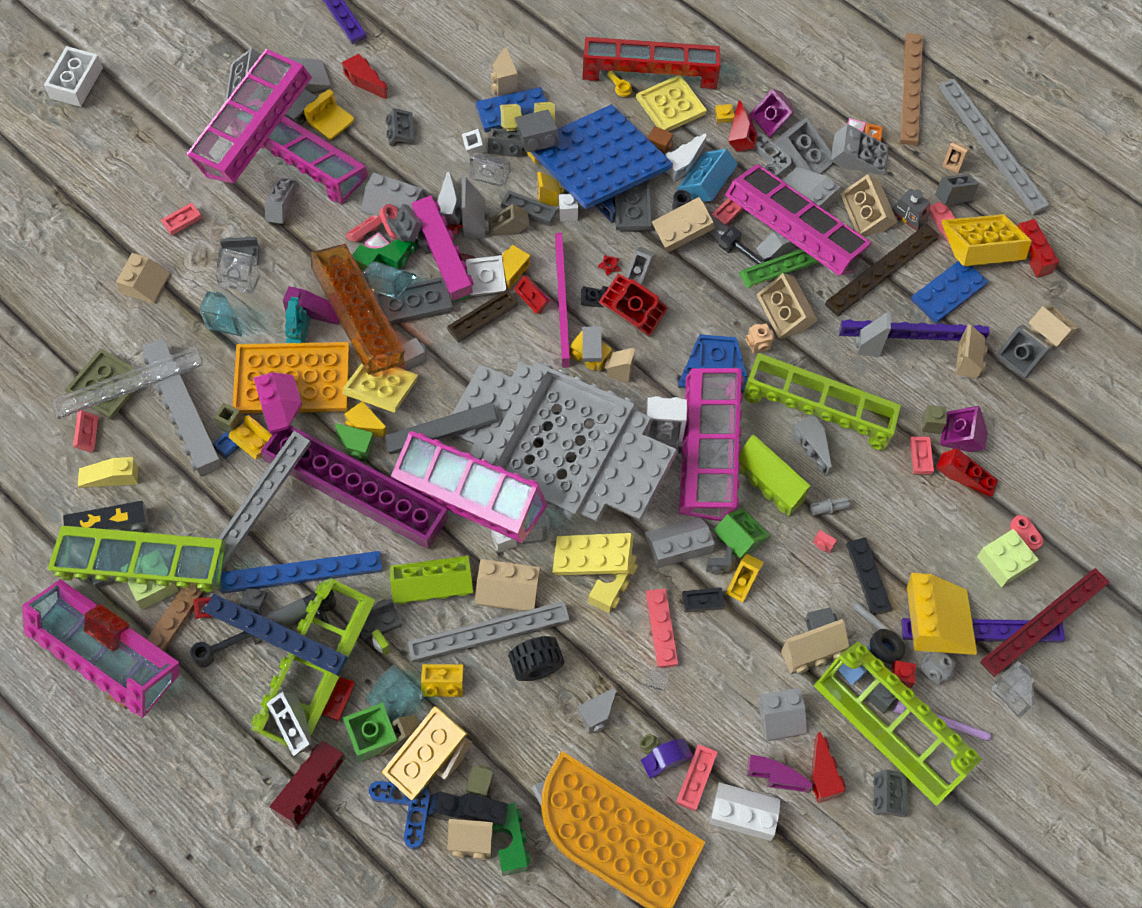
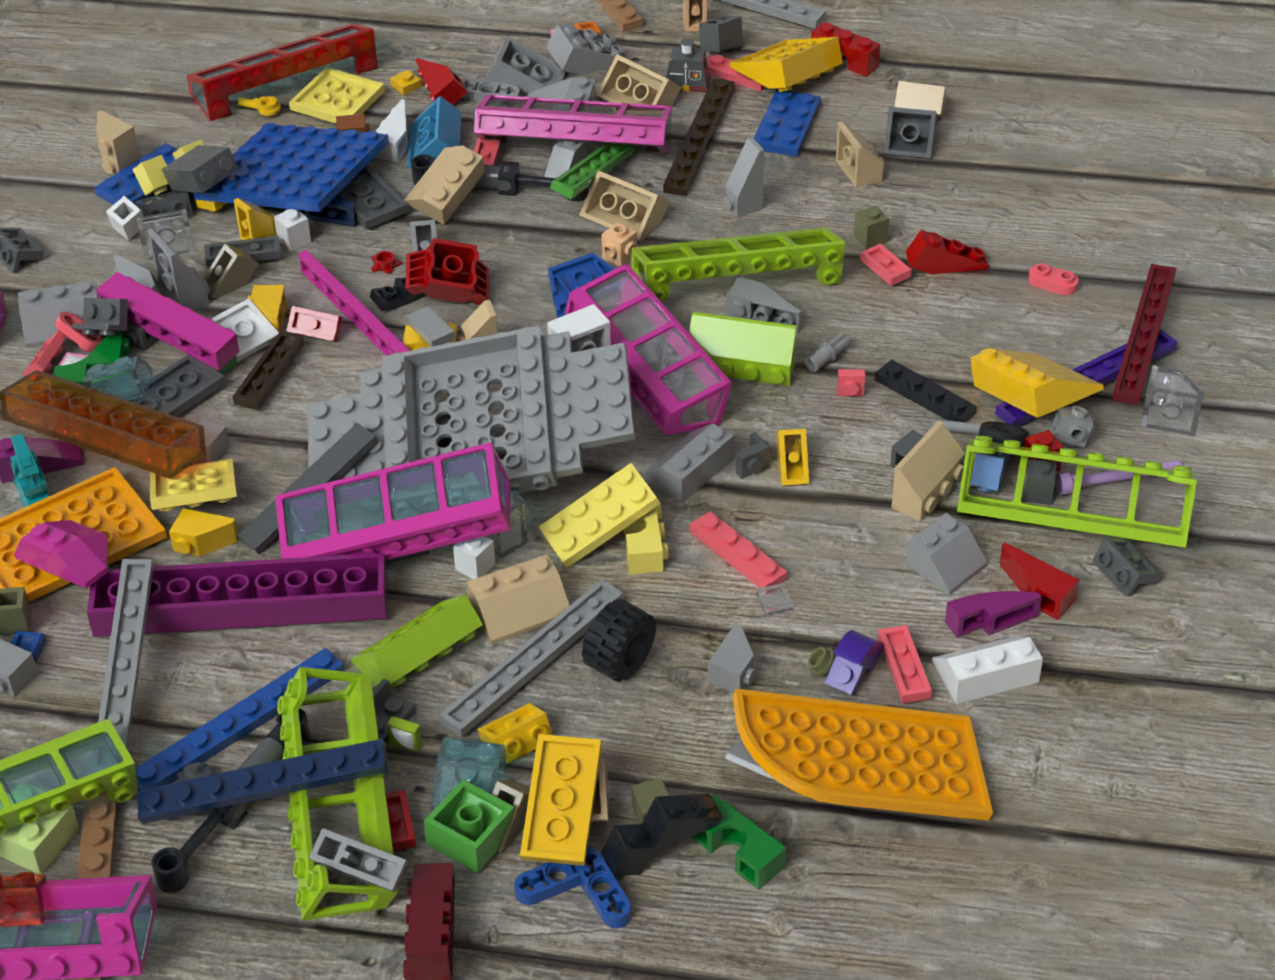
camera: 30 degrees left, 20 degrees down
(199, 607) = (128, 824): red tile -> none
(250, 437) = (58, 616): yellow bracket -> none
(355, 441) = (199, 550): bright green slope -> none
(470, 839) = (690, 859): tan slope -> none
(703, 599) = (762, 500): black plate -> none
(741, 532) = (748, 417): bright green slope -> none
(772, 112) = (463, 53): magenta slope -> none
(913, 331) = (776, 169): dark purple plate -> none
(965, 430) = (909, 216): magenta slope -> none
(1007, 558) = (1055, 304): yellowish green brick -> none

